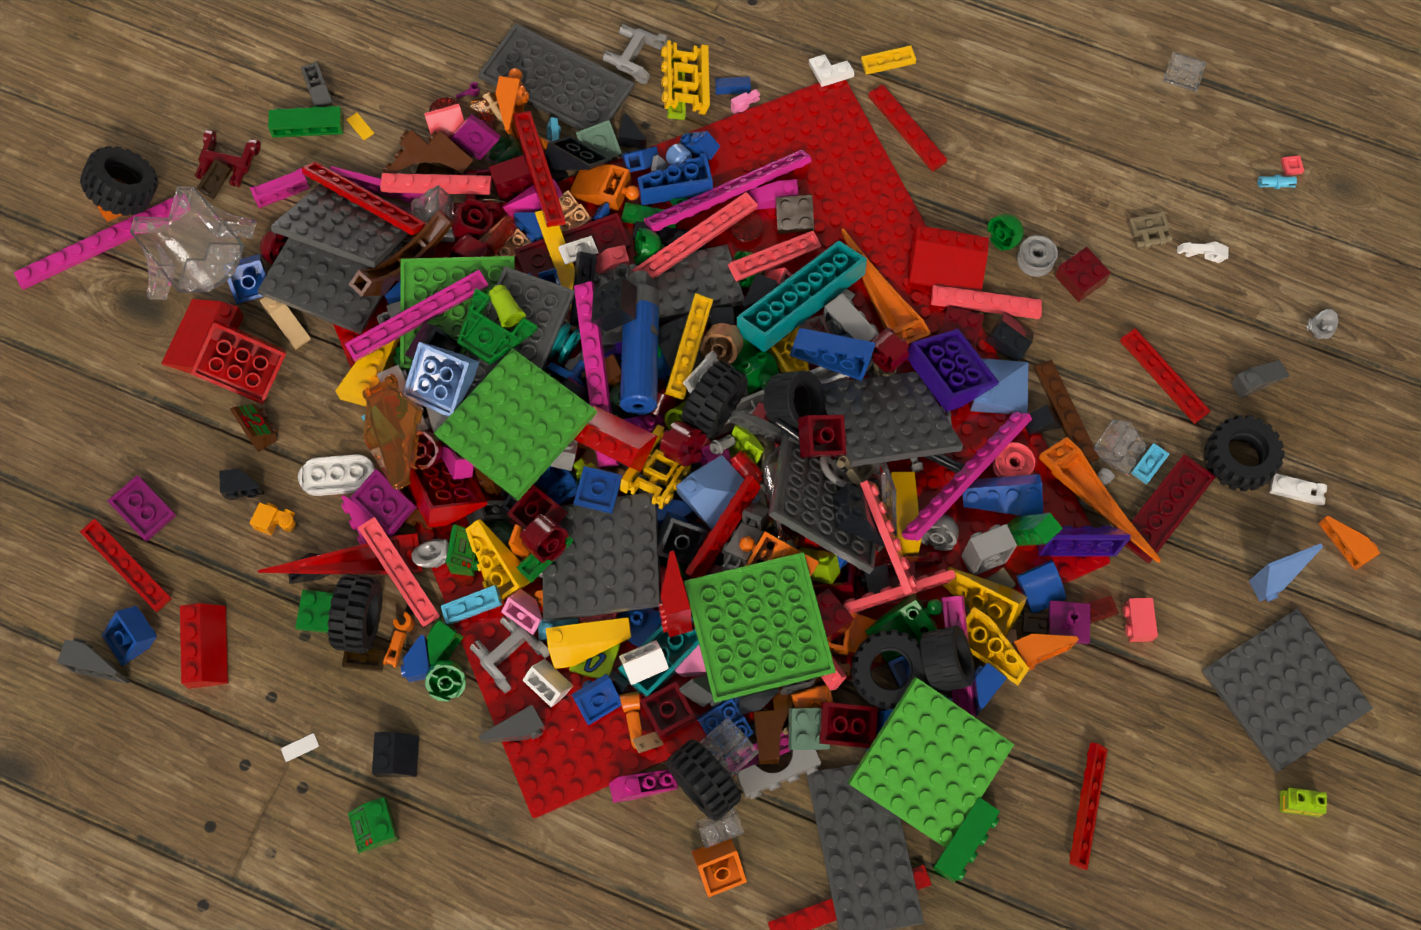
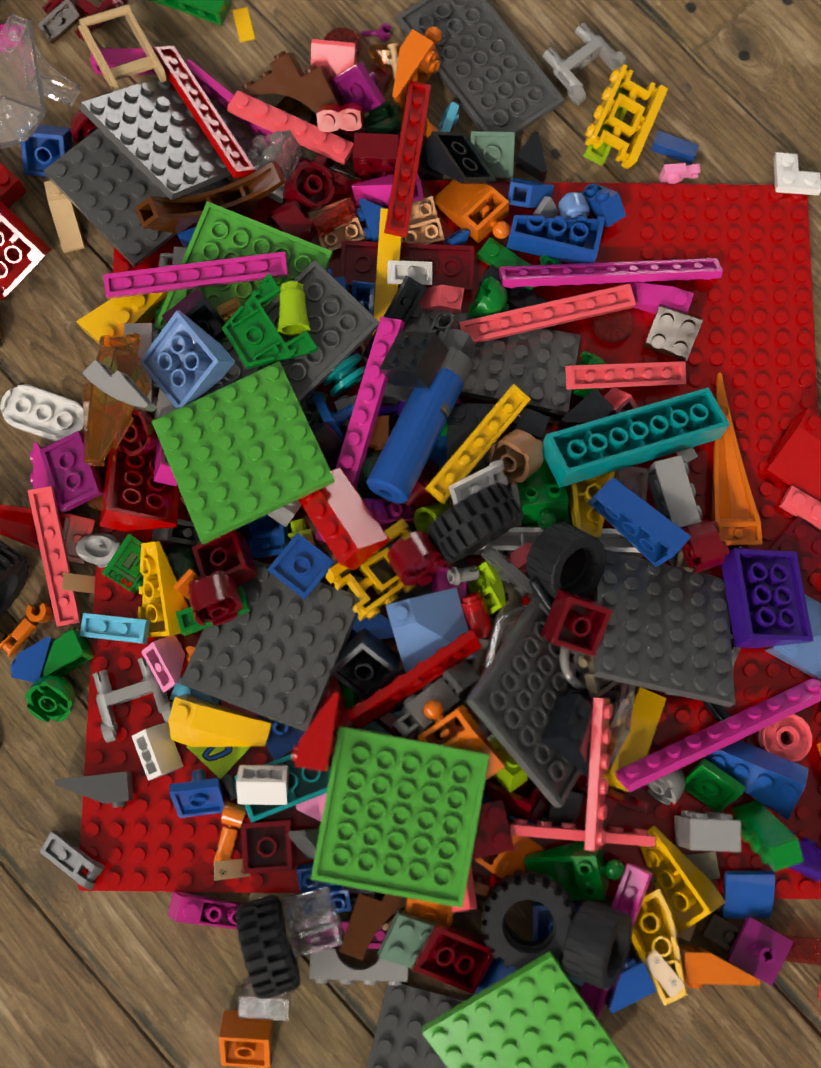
camera: 25 degrees right, 10 degrees up
(280, 199) = (128, 69): none -> tan piece
(399, 415) = (117, 385): none -> light grey slope
(426, 585) = (78, 583): none -> light nougat sticker
(455, 328) = (228, 308): none -> clear orange plate
(475, 159) = (335, 117): none -> brick
(517, 794) = (71, 860): none -> plate
(976, 516) = (712, 786): none -> green plate
(1006, 663) = (664, 974): none -> tan sticker

